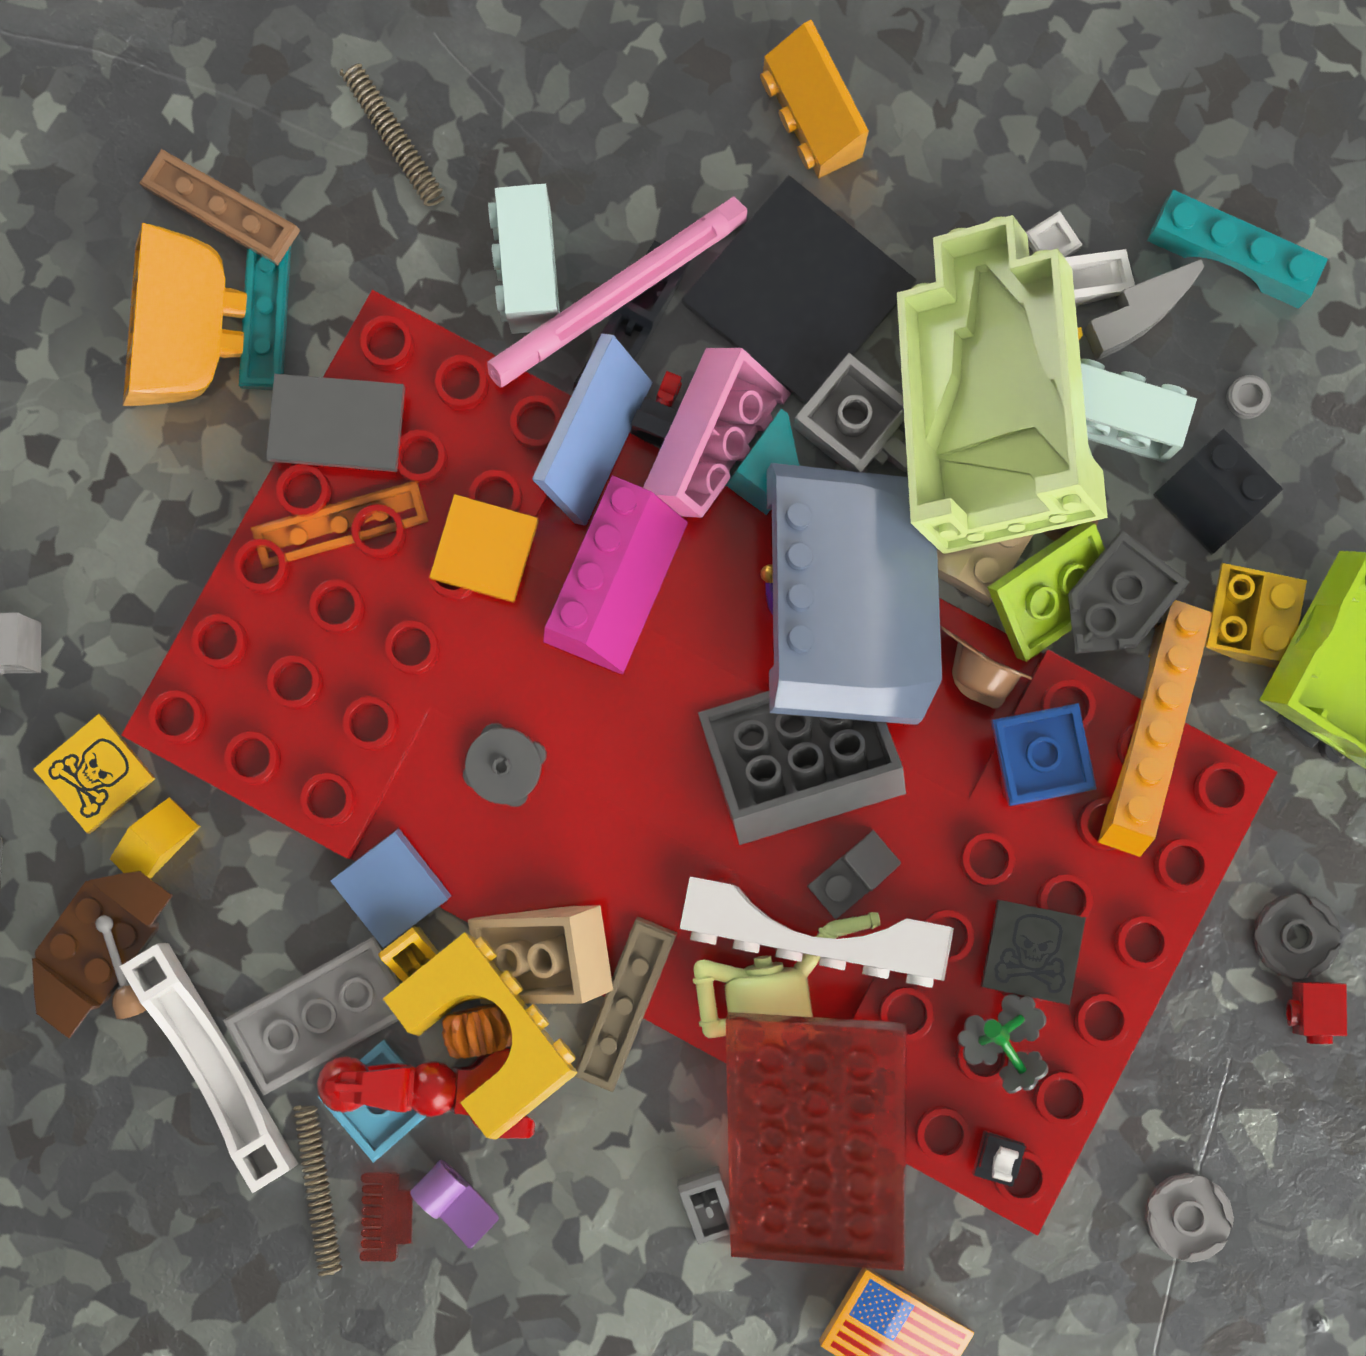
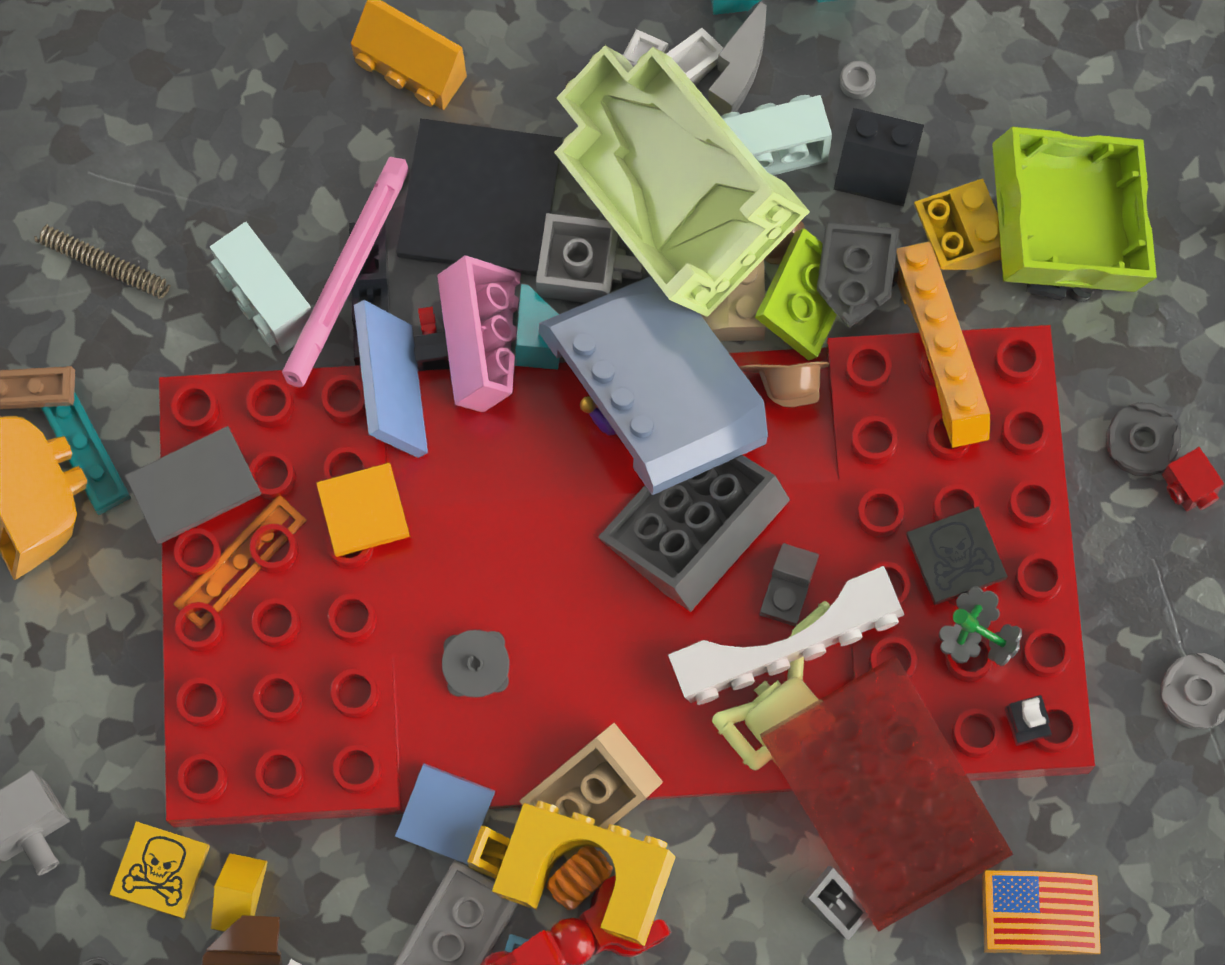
camera: 30 degrees left, 10 degrees down
(615, 576) = (474, 474): dark pink slope -> none
(626, 1004) = (679, 790): dark tan tile -> none
(1043, 754) = (872, 410): blue tile -> none

